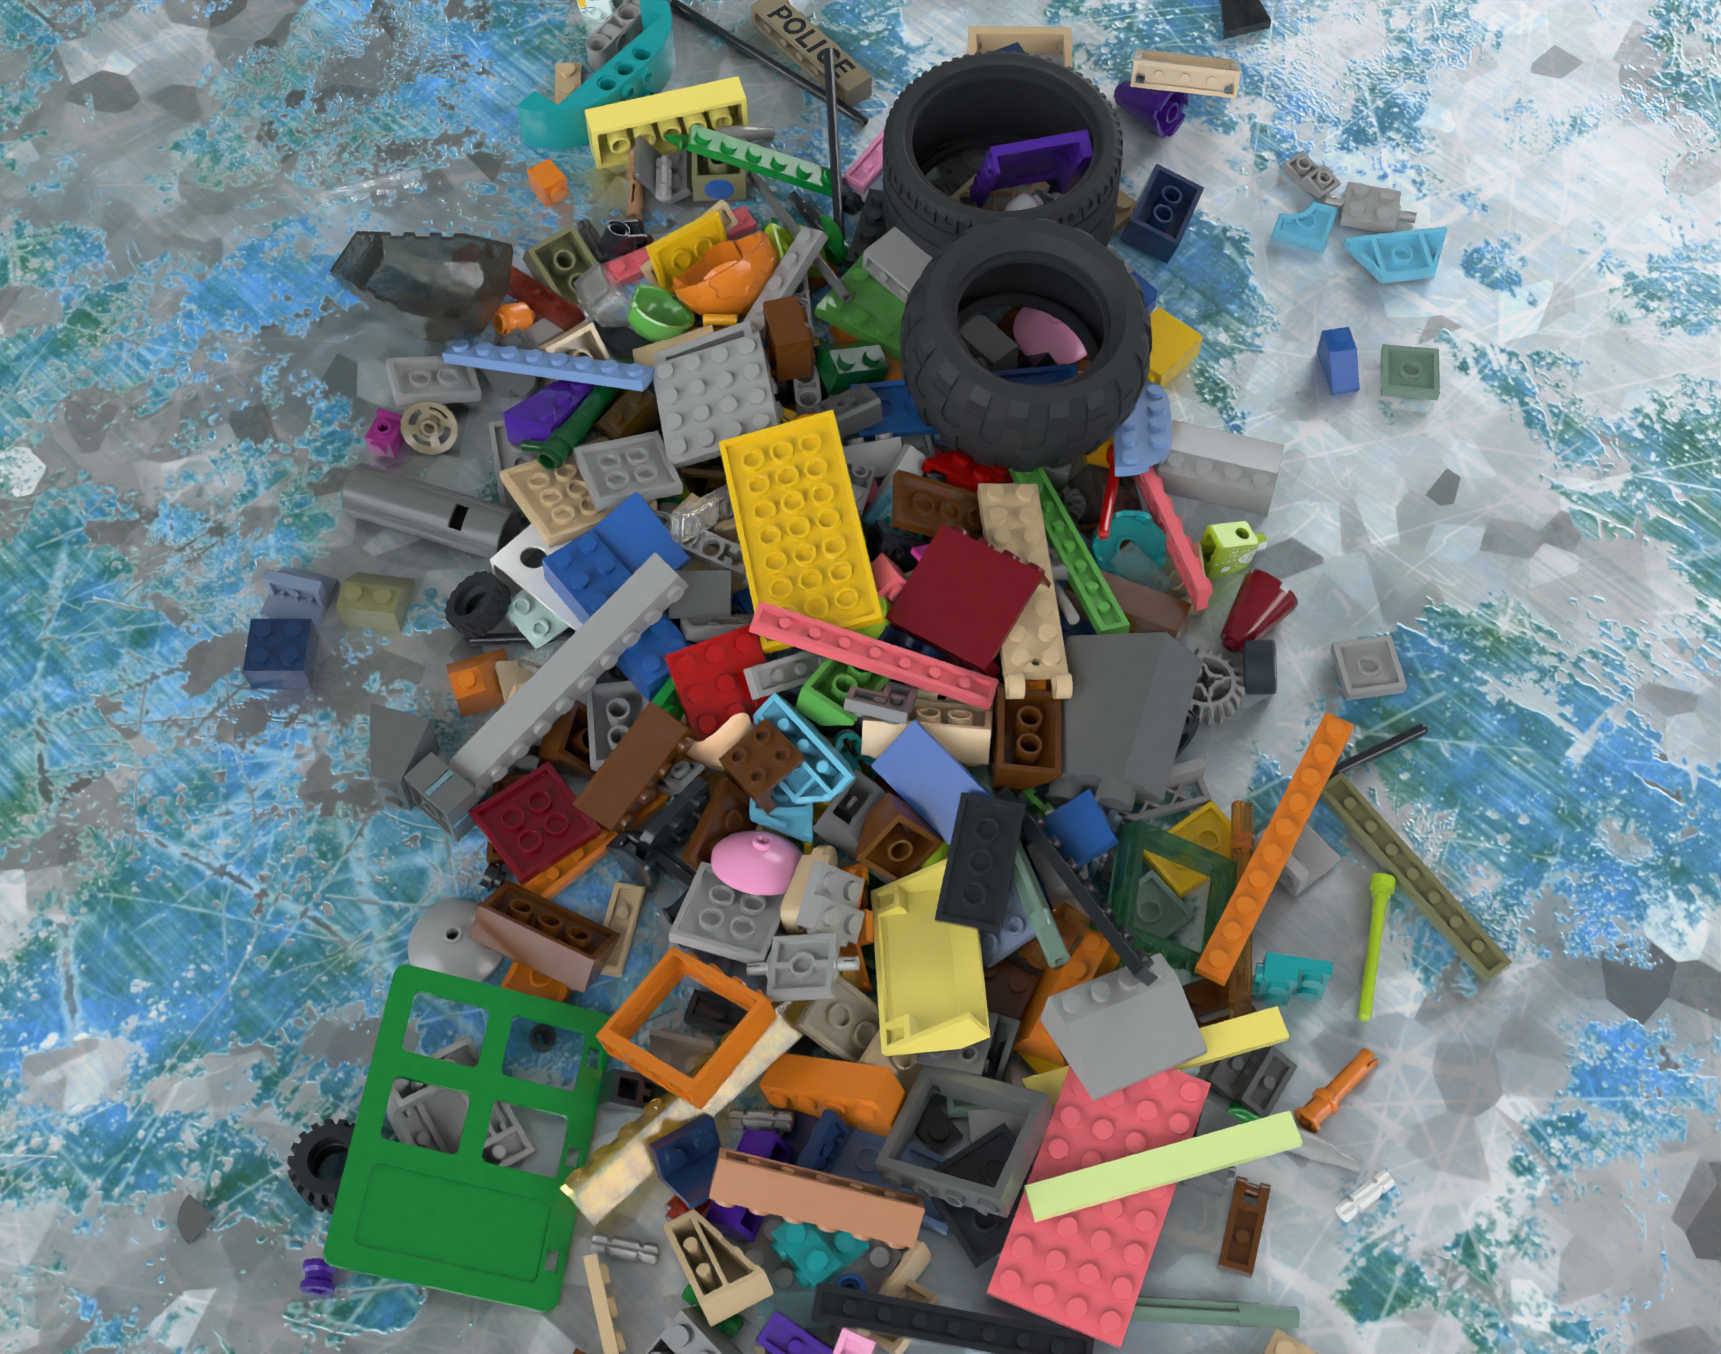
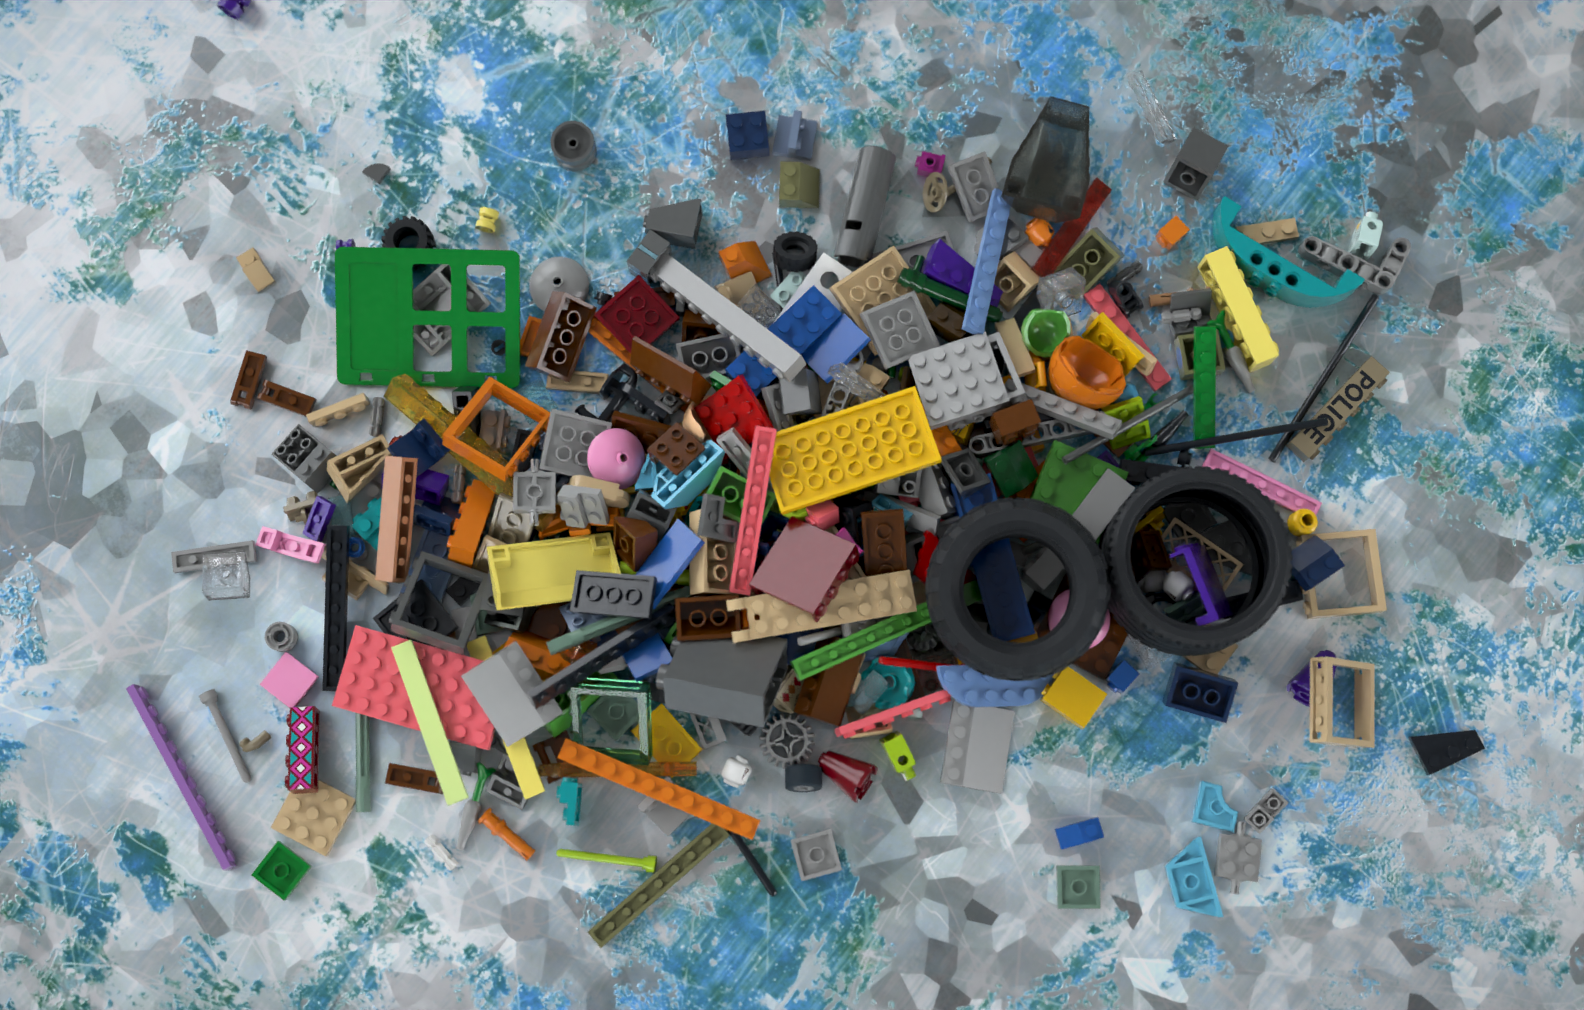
camera: 85 degrees right, 20 degrees up
(233, 893) = (573, 146): none -> dark grey wheel
(323, 1040) = (487, 220): none -> light yellow wheel
(461, 147) = (1195, 164): none -> dark grey slope
(1246, 755) = (736, 771): none -> white head

